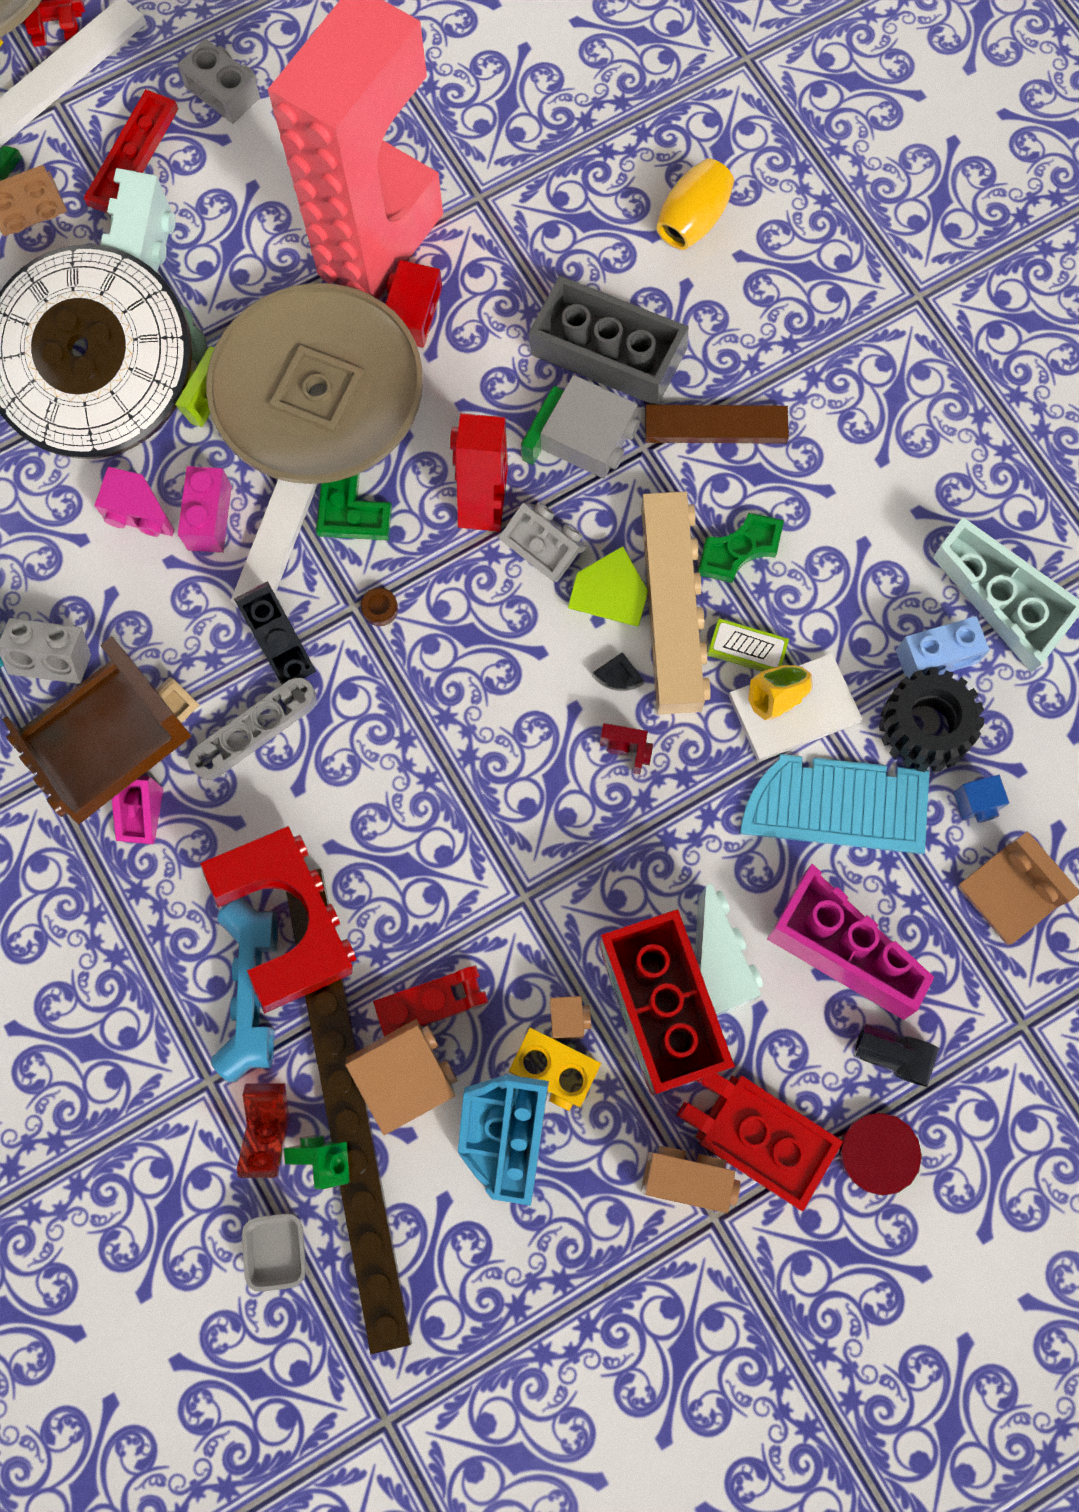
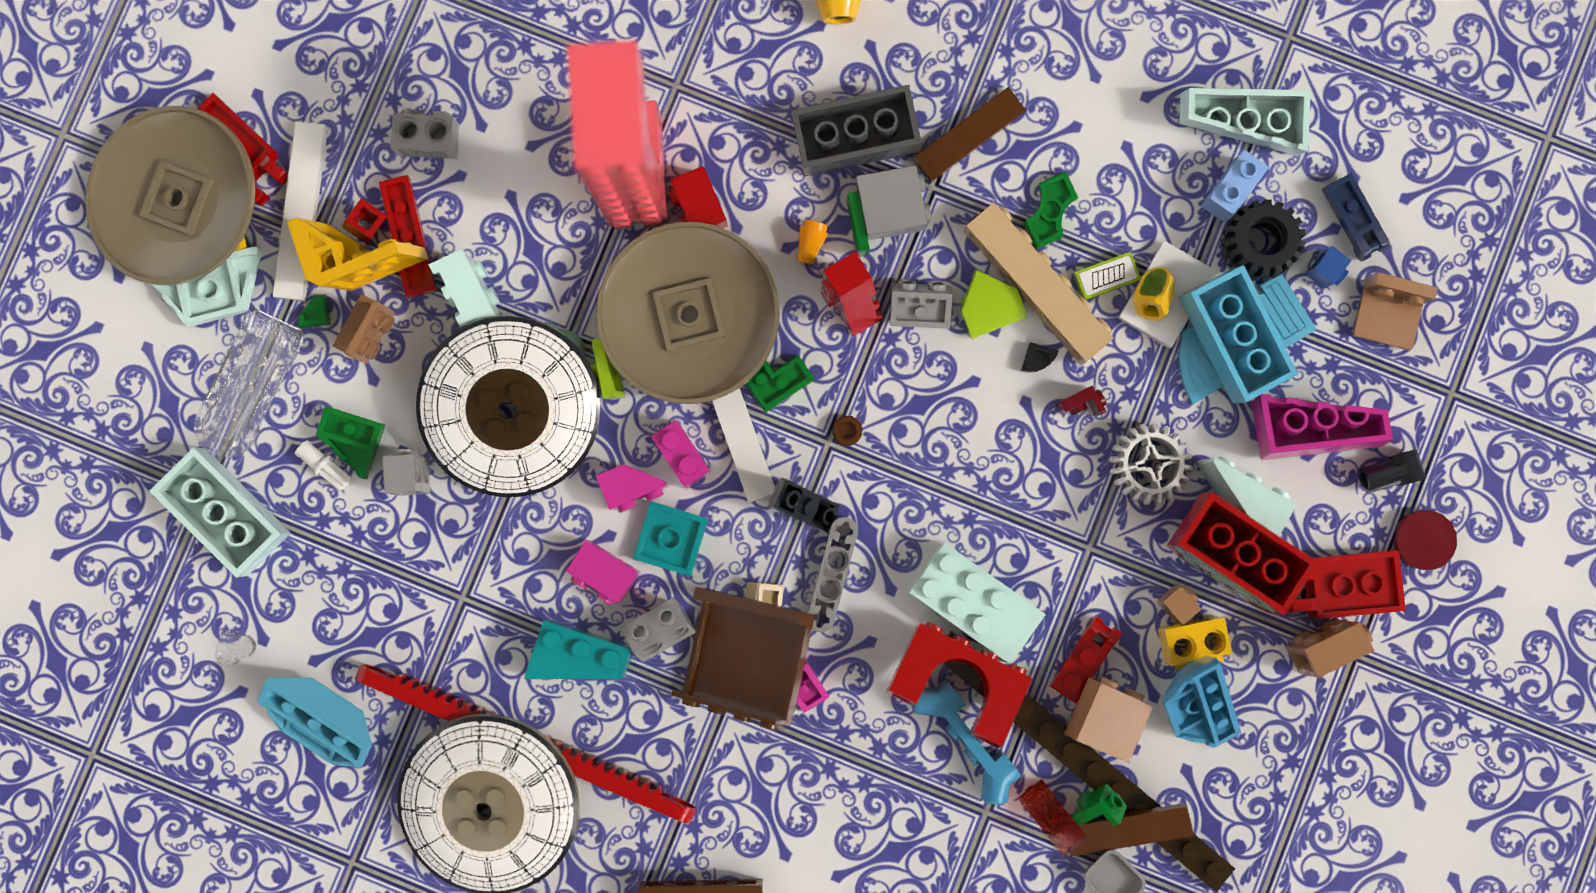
camera: 35 degrees left, 10 degrees up
(42, 562) = (602, 572): none -> dark pink brick
(52, 123) = (342, 263): none -> yellow bracket
(103, 102) = (368, 213): none -> red plate
(132, 582) = (670, 538): none -> teal tile
(335, 1213) = (1136, 829): none -> reddish brown tile
(364, 858) = (976, 603): none -> light aqua brick
(492, 403) = (811, 239): none -> light orange cone
(662, 826) = (1153, 477): none -> white gear
(834, 790) = (1238, 335): none -> medium azure brick
(1048, 770) = (1356, 217): none -> dark blue plate

